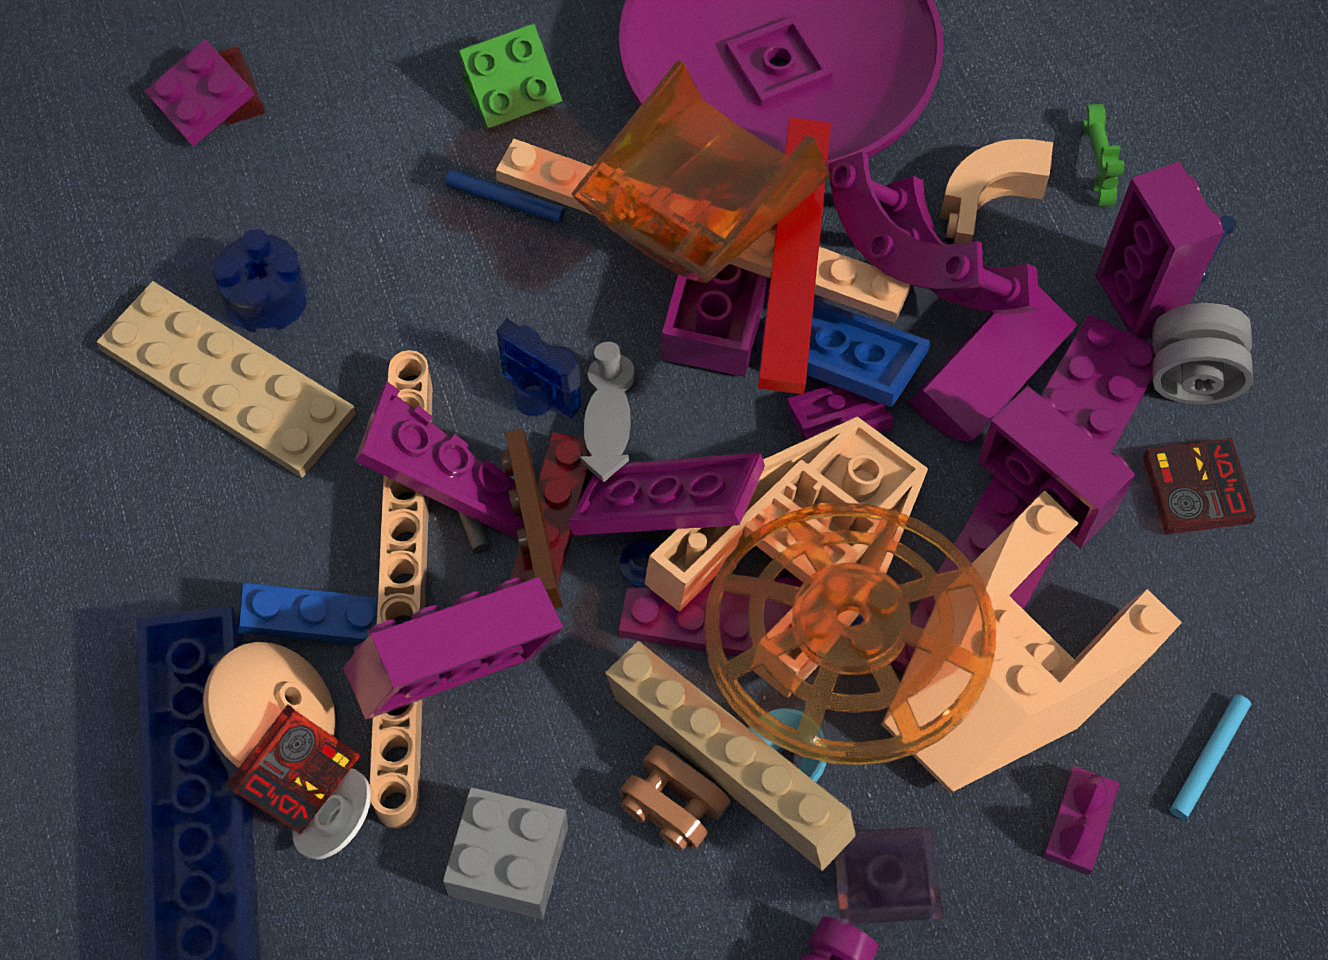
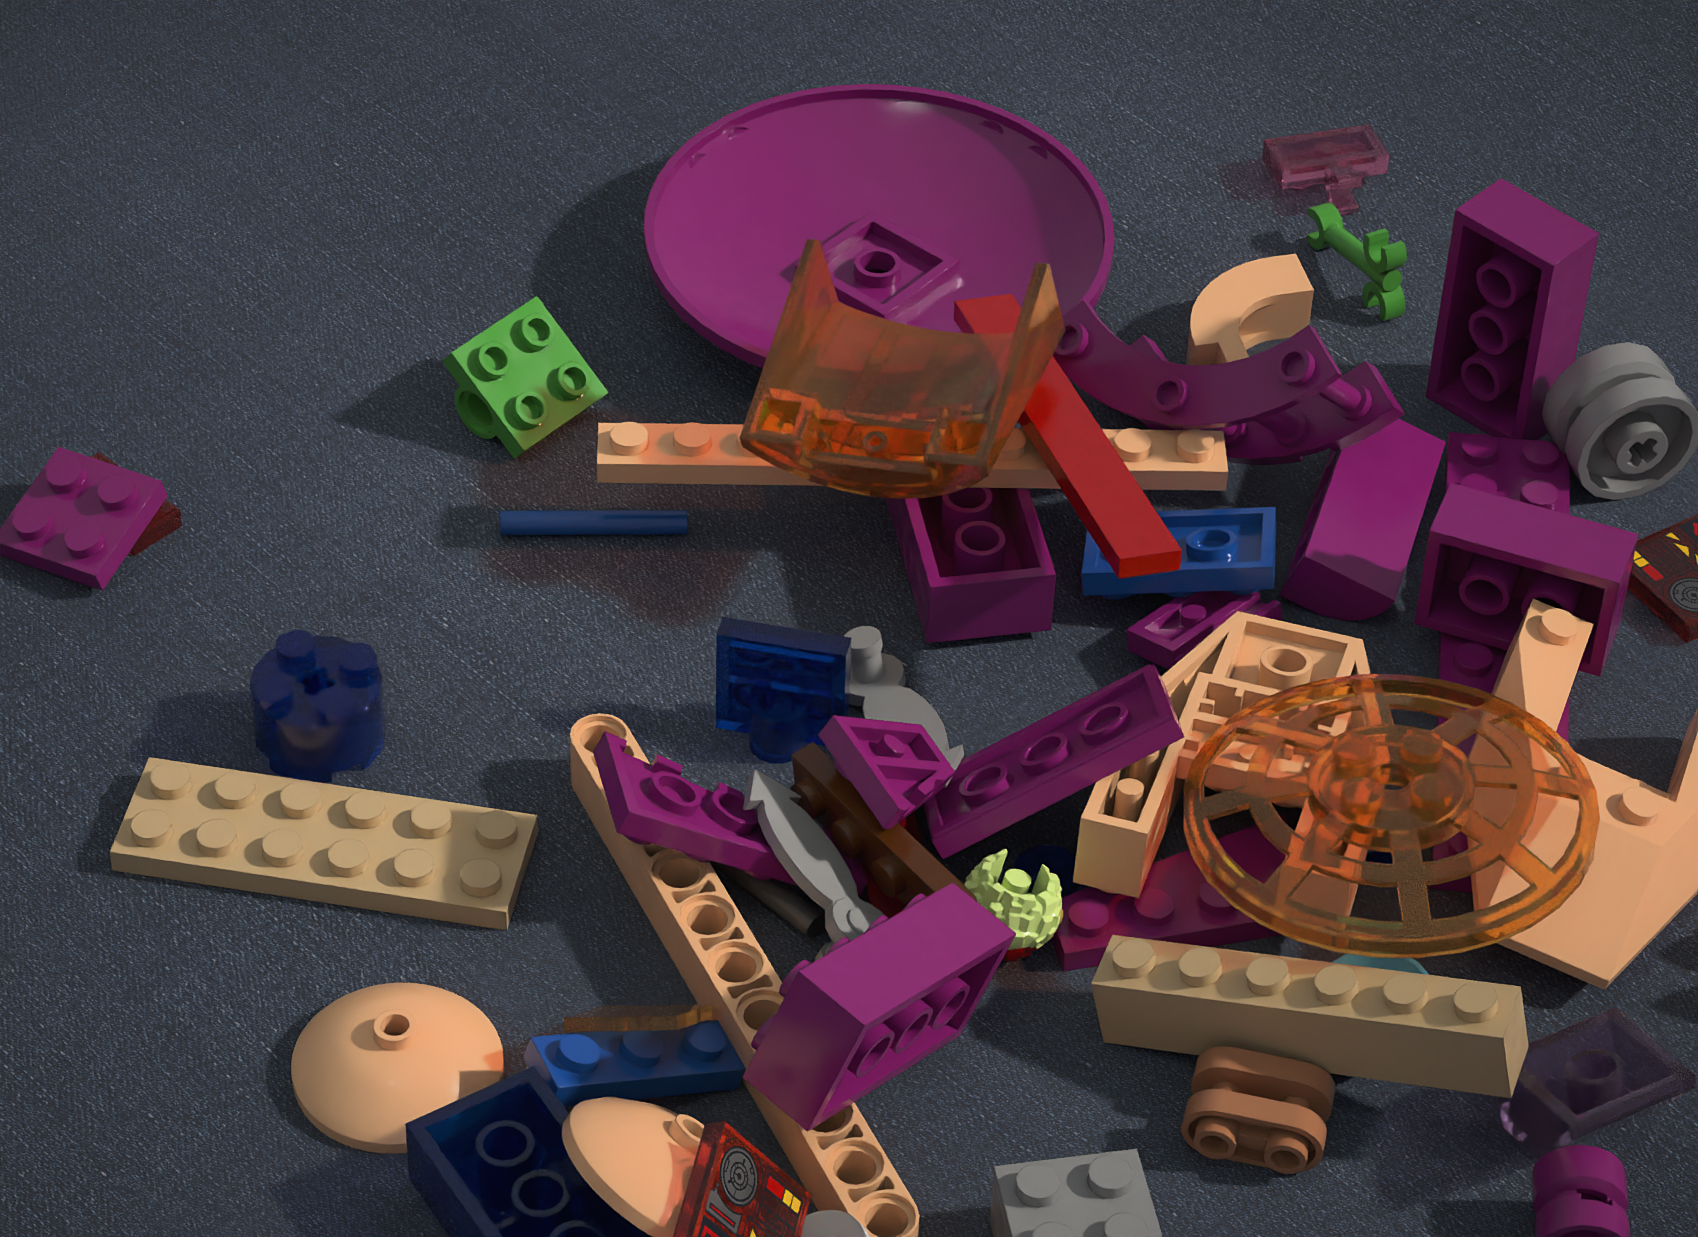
camera: 25 degrees left, 20 degrees down
(191, 576) = (389, 1060): none -> light nougat dish
(324, 585) = (638, 1018): none -> clear orange piece
(484, 518) = (809, 858): none -> light grey brick
(556, 466) = (888, 763): none -> magenta wing
(592, 589) = (1029, 915): none -> yellowish green piece
(1126, 66) = (1327, 157): none -> clear pink plate

